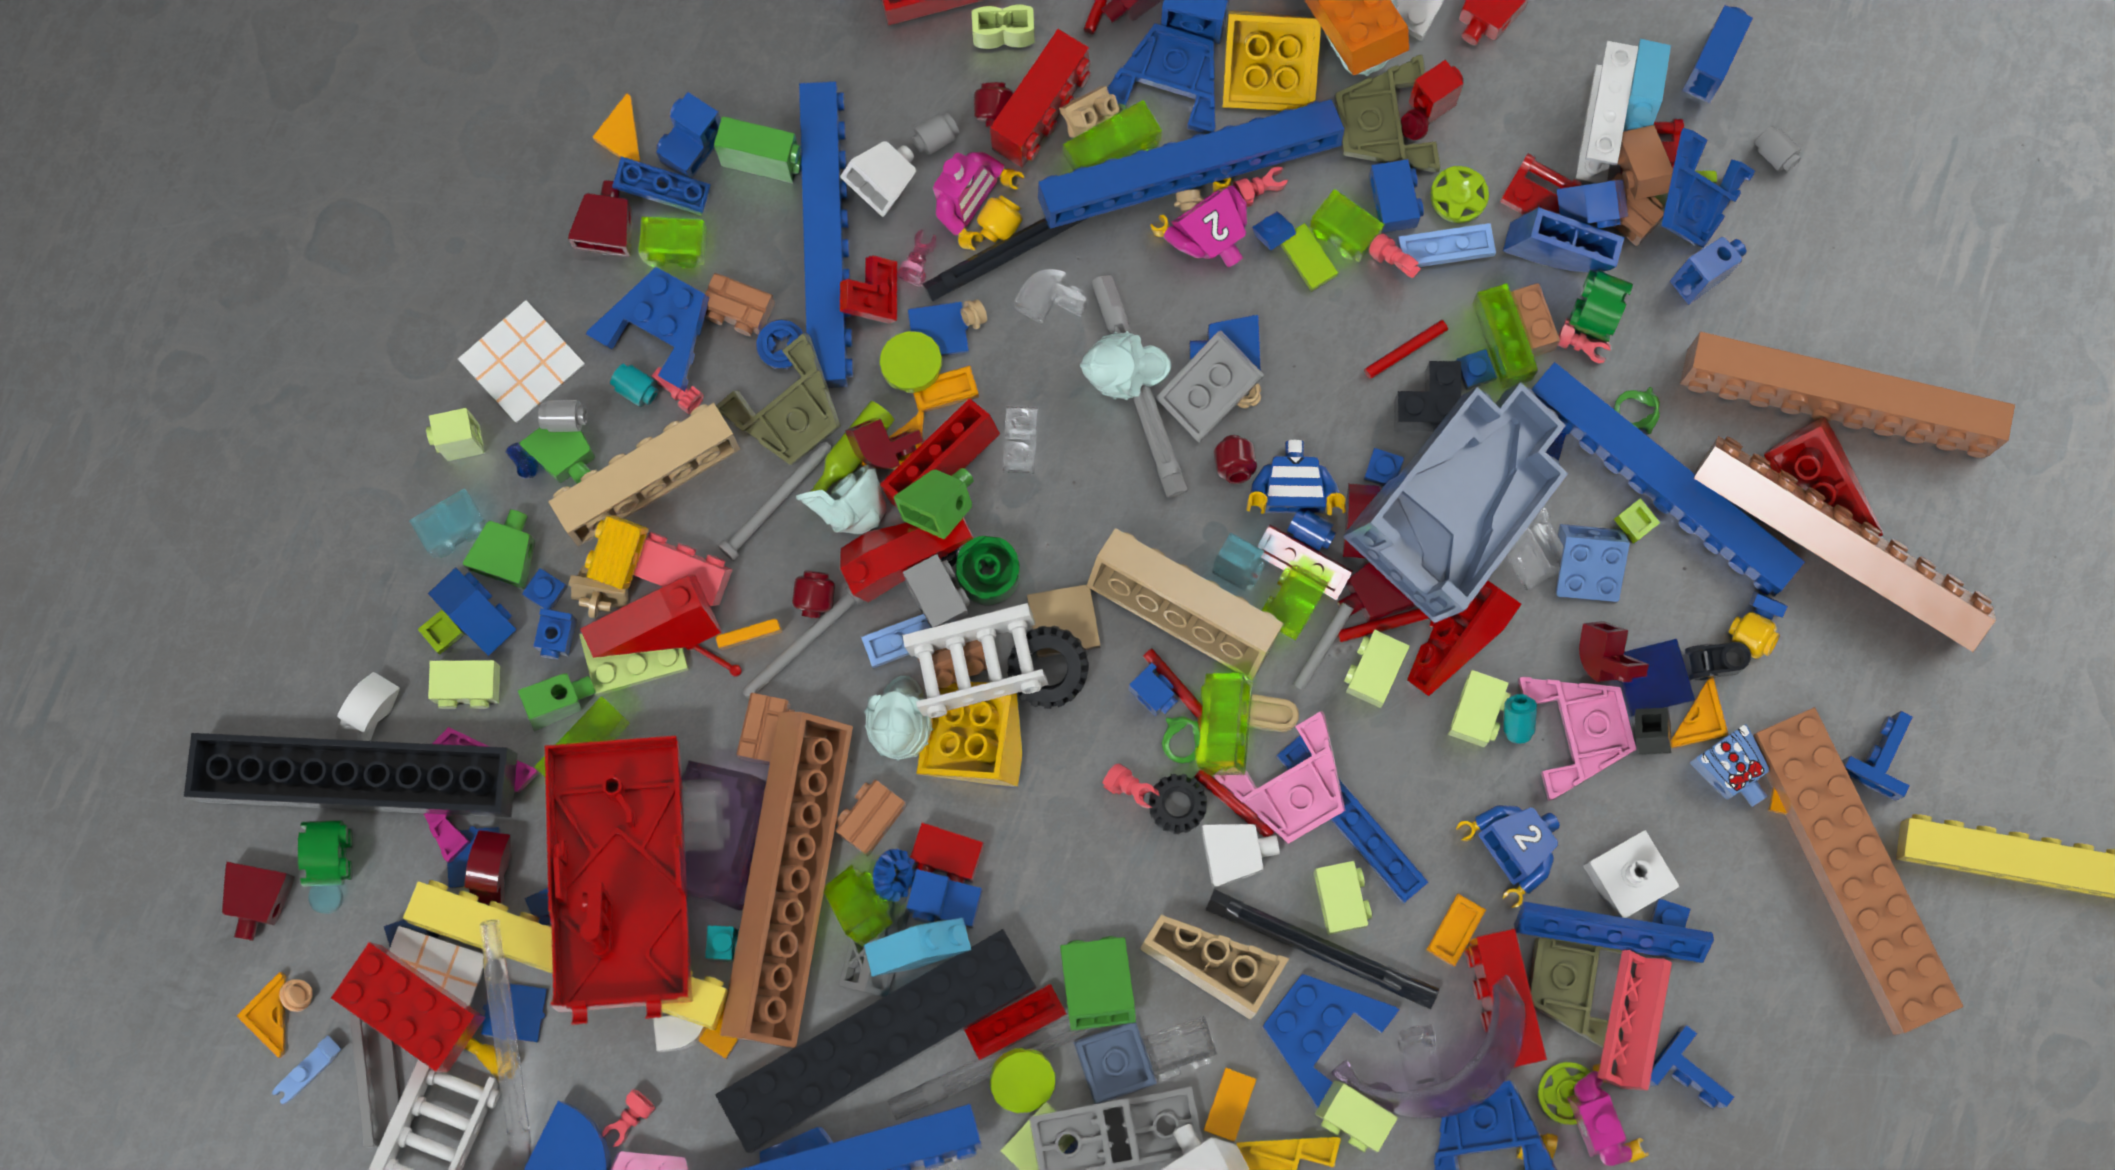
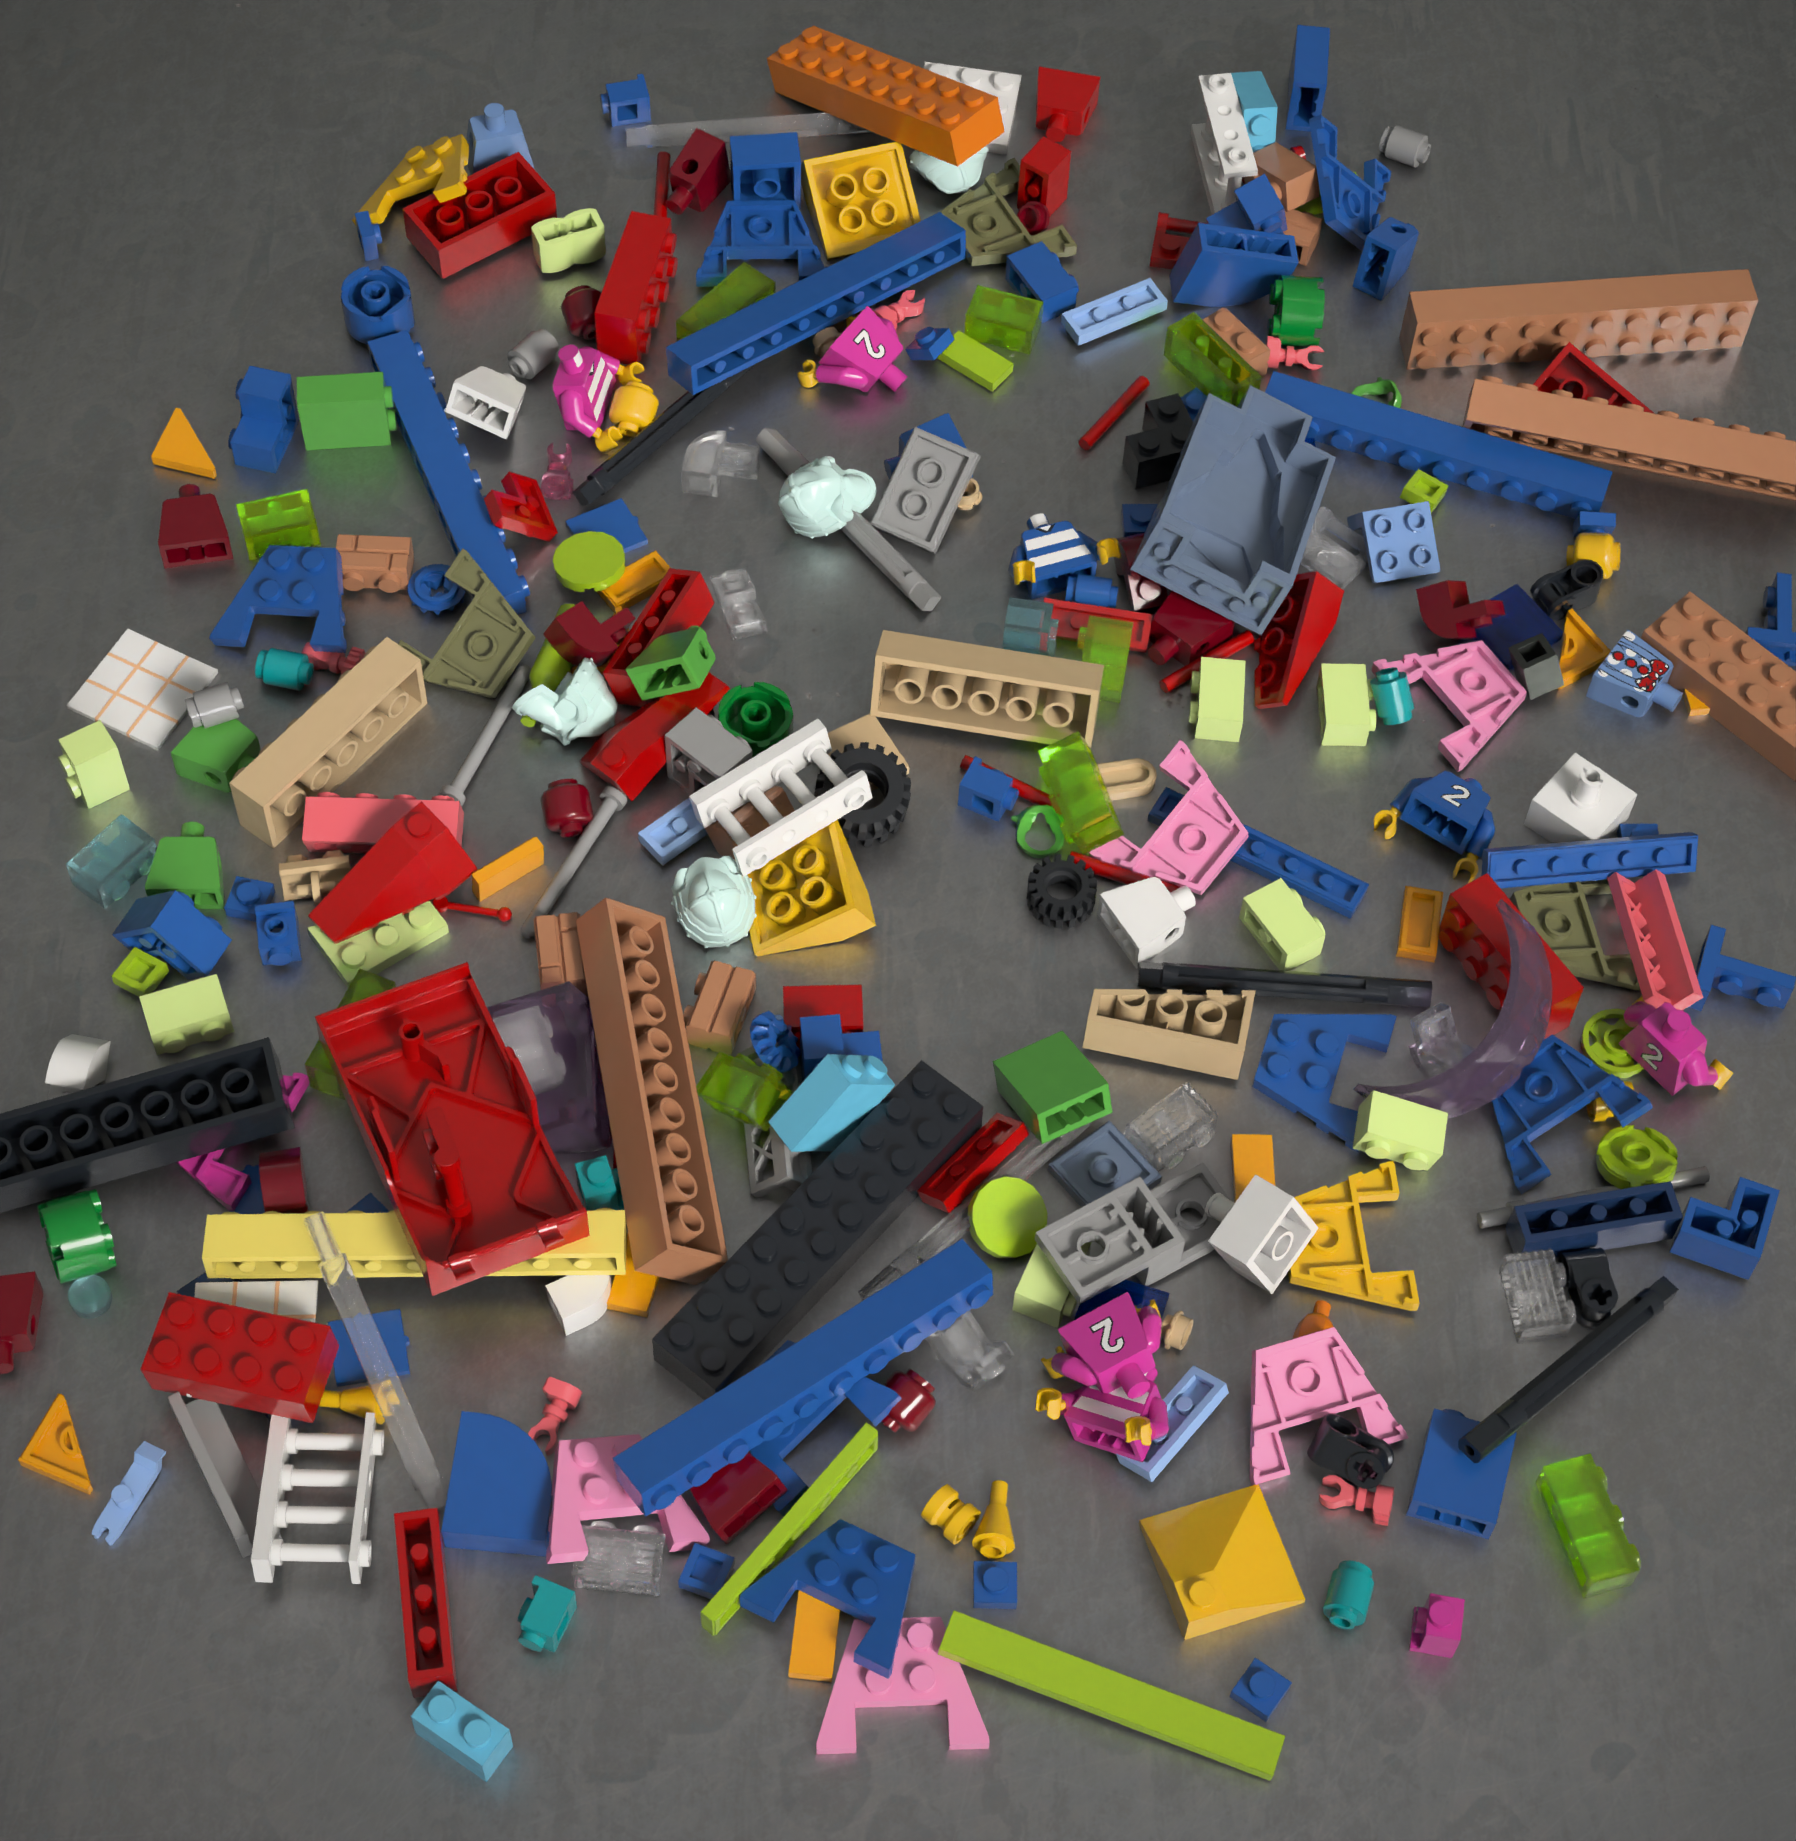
camera: 25 degrees left, 20 degrees down
(295, 995) = (88, 1410): light nougat plate -> none
(526, 466) = (182, 781): clear blue arm -> none
(541, 699) = (298, 994): bright green torso -> none
(616, 551) = (326, 814): yellow brick -> none
(643, 178) = (244, 476): blue tile -> none
(823, 61) = (376, 303): none -> blue brick
(974, 313) = (640, 501): tan plate -> none
(1089, 110) = (691, 284): tan hips -> none
(1120, 780) = (988, 885): coral piece -> none
(1235, 459) = (980, 552): dark red head -> none
(1323, 646) = (1152, 694): light grey bar -> none
(1385, 249) = (1051, 328): coral piece -> none
(1459, 194) = (1107, 266): lime wheel -> none

